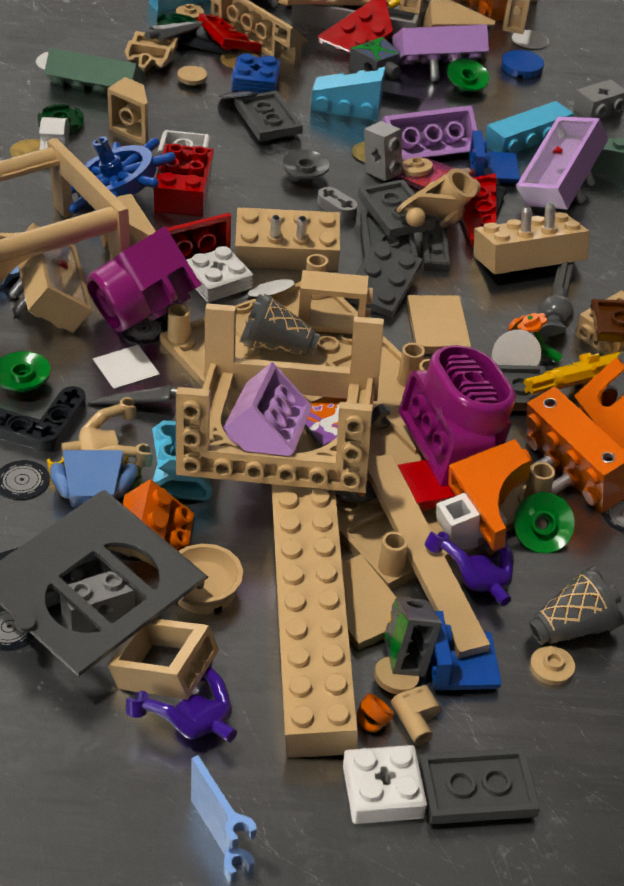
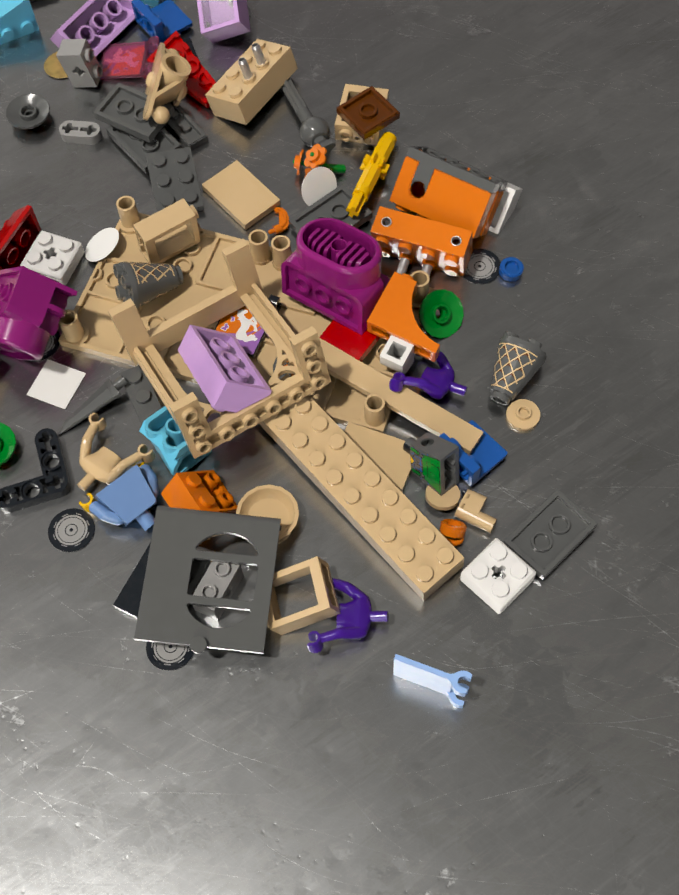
camera: 30 degrees left, 20 degrees up
(286, 237) = (78, 193): tan piece -> none
(417, 167) = (110, 58): tan piece -> none

